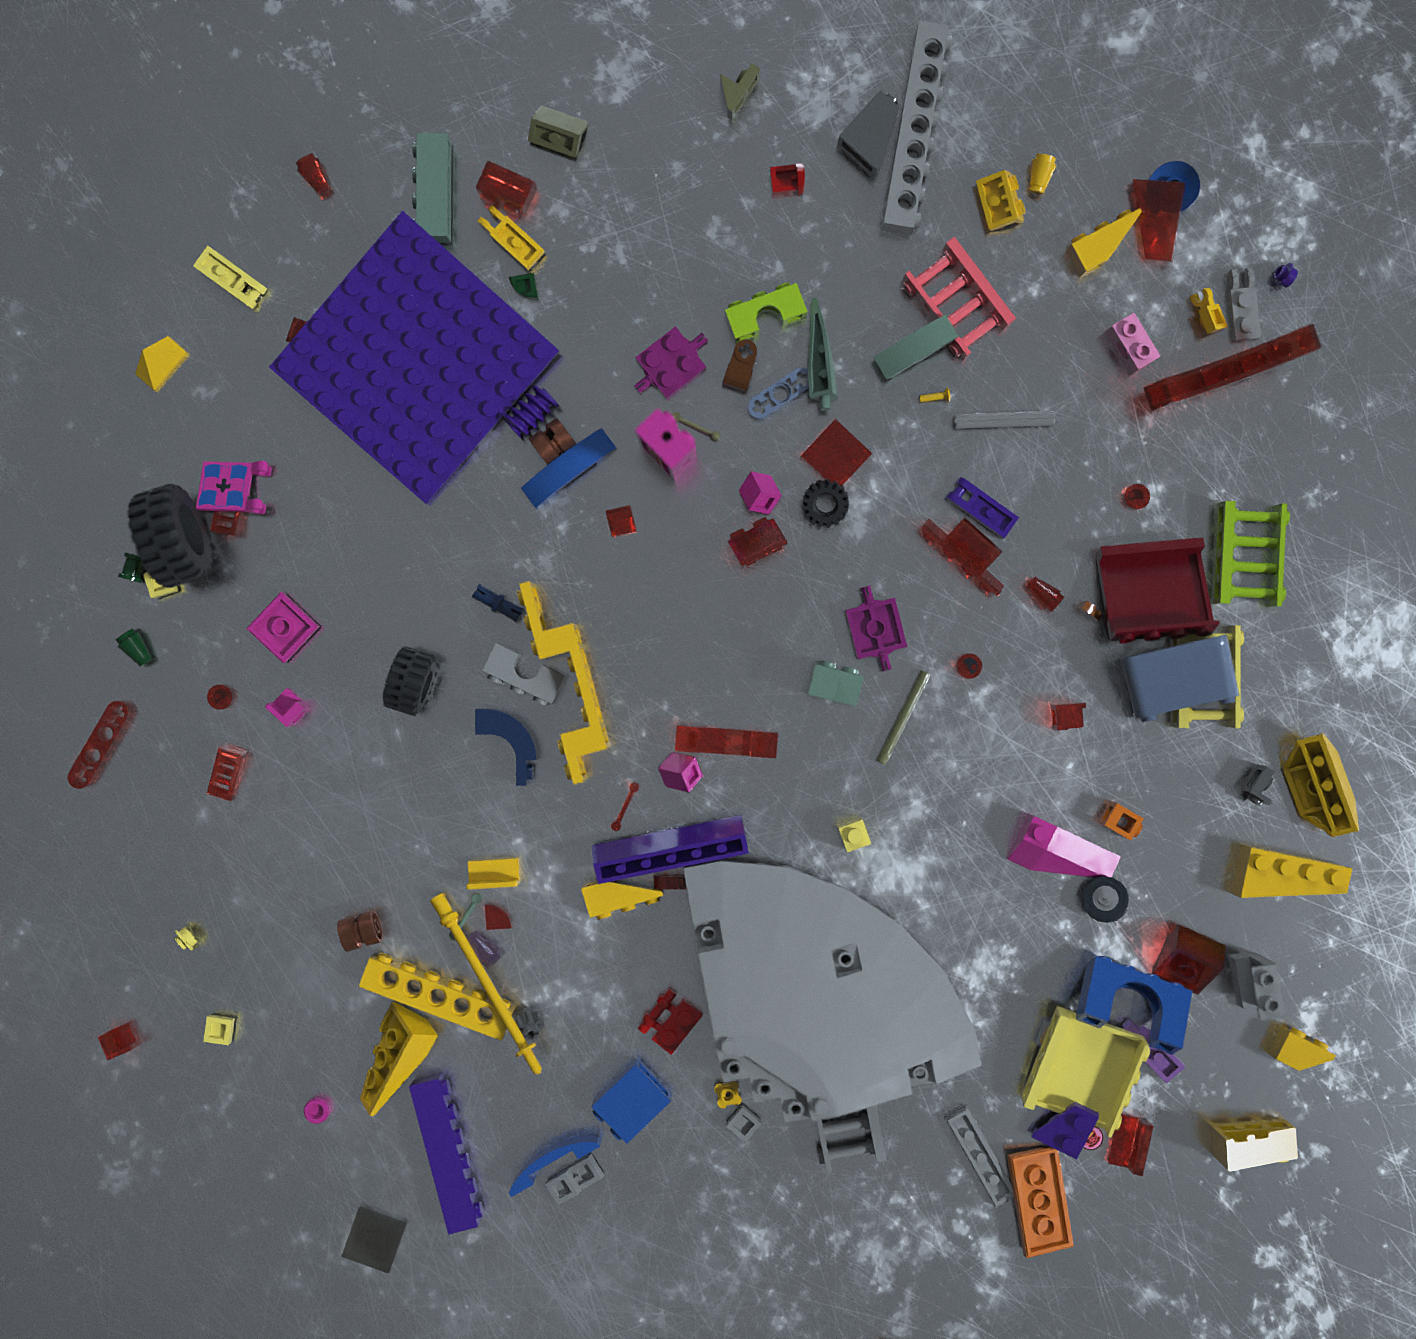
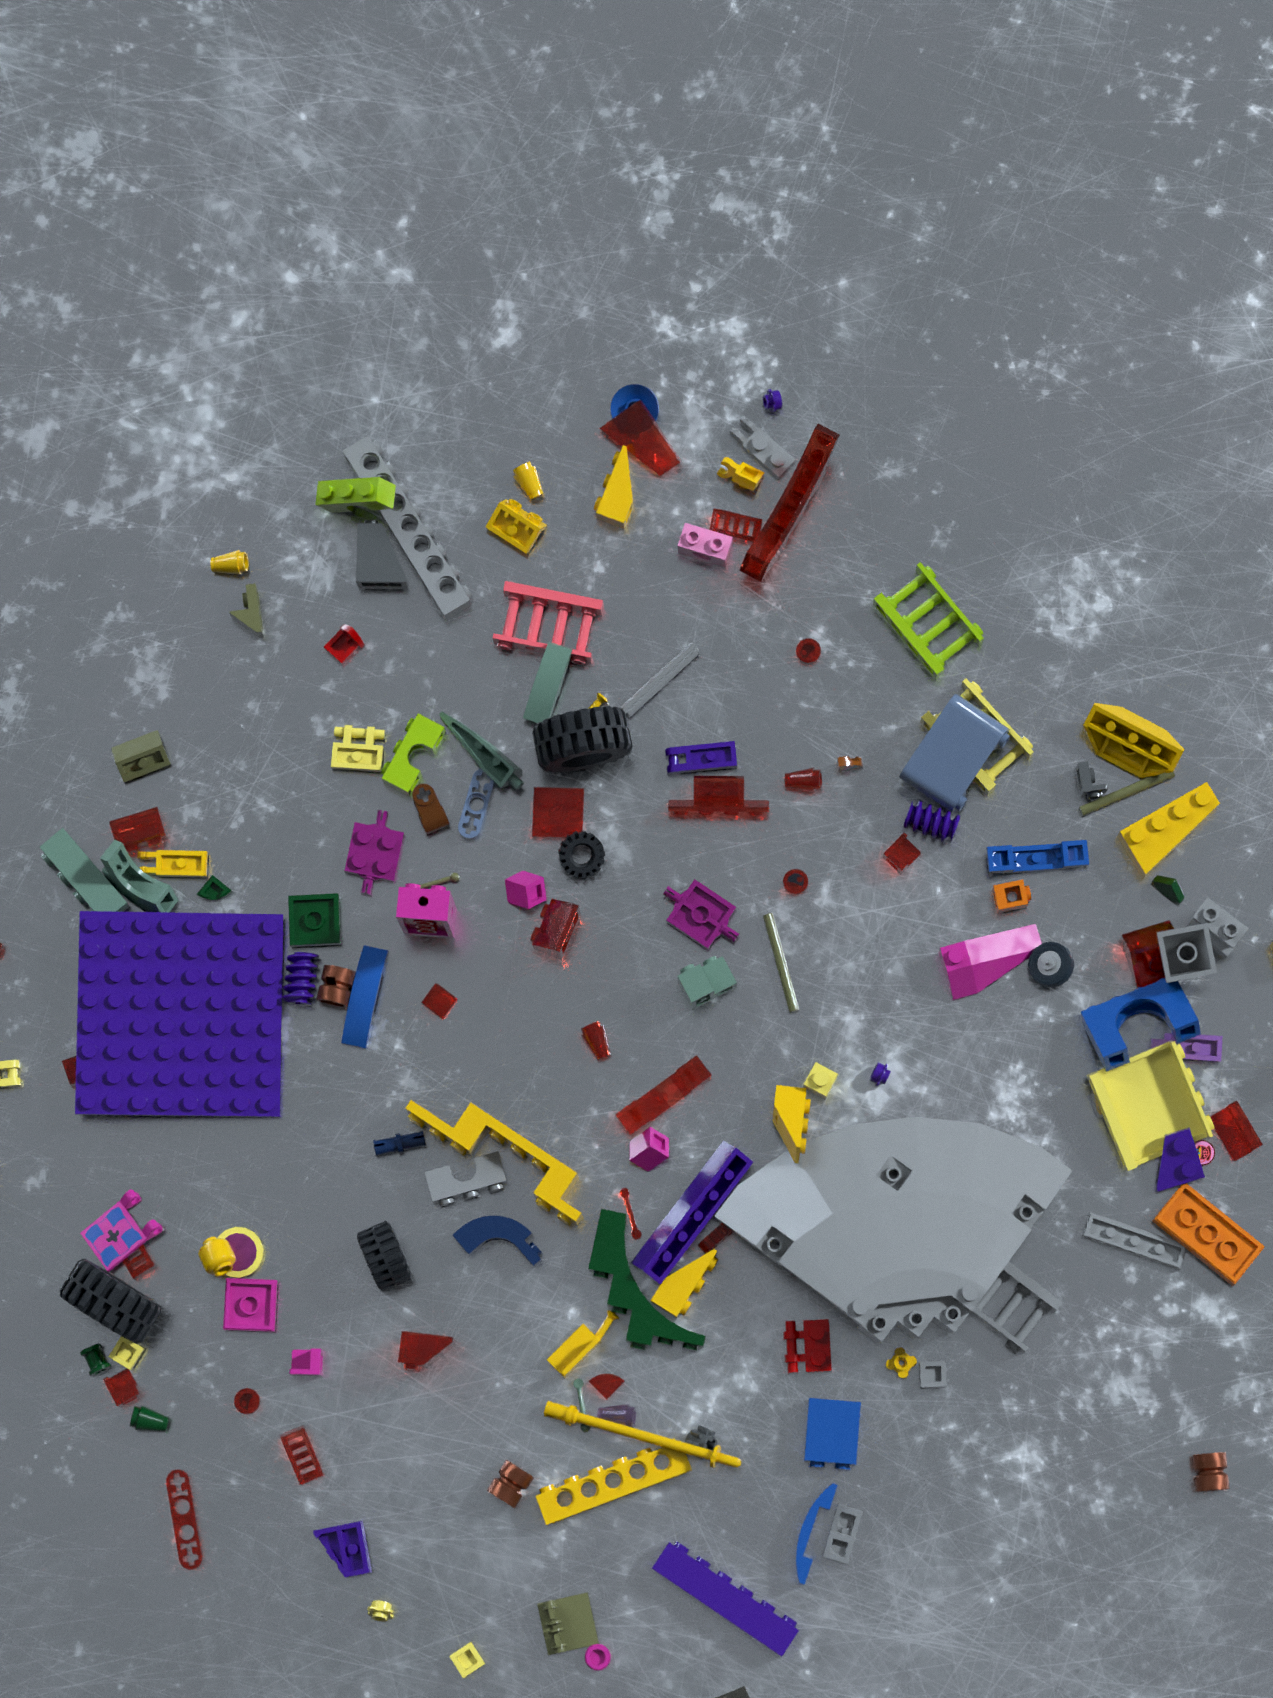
camera: 40 degrees left, 10 degrees down
(135, 606) = (123, 1388): none -> clear red panel
(200, 870) = (347, 1547): none -> dark purple wing
(285, 570) = (216, 1256): none -> yellow head
(308, 579) = (247, 1251): none -> tile
(315, 1067) = (567, 1623): none -> olive hinge
(379, 775) = (422, 1350): none -> clear red slope
(401, 1049) = (620, 1548): yellow wedge -> none
(467, 226) = (134, 883): none -> sand green arch
(544, 871) = (606, 1324): none -> yellow piece
(567, 865) = (645, 1322): none -> dark green arch
(580, 375) = (314, 920): none -> dark green plate
(713, 654) = (596, 1039): none -> clear red cone
(722, 276) = (357, 756): none -> light yellow plate
(755, 37) = (232, 563): none -> yellow cone
(805, 842) = (789, 1118): none -> yellow slope
(889, 56) = (345, 493): none -> lime arch
(902, 867) = (880, 1074): none -> dark purple plate
(904, 414) = (582, 739): none -> black tyre
(1114, 712) = (931, 821): none -> dark purple piece
(1155, 590) = (881, 706): dark red panel -> none
(1169, 809) = (1037, 857): none -> blue slope
(1170, 337) = (727, 516): none -> clear red slope
(1219, 990) = (1186, 952): none -> light grey slope
(1246, 919) = (1169, 887): none -> dark green tile
(1276, 816) = (1124, 792): none -> olive bar

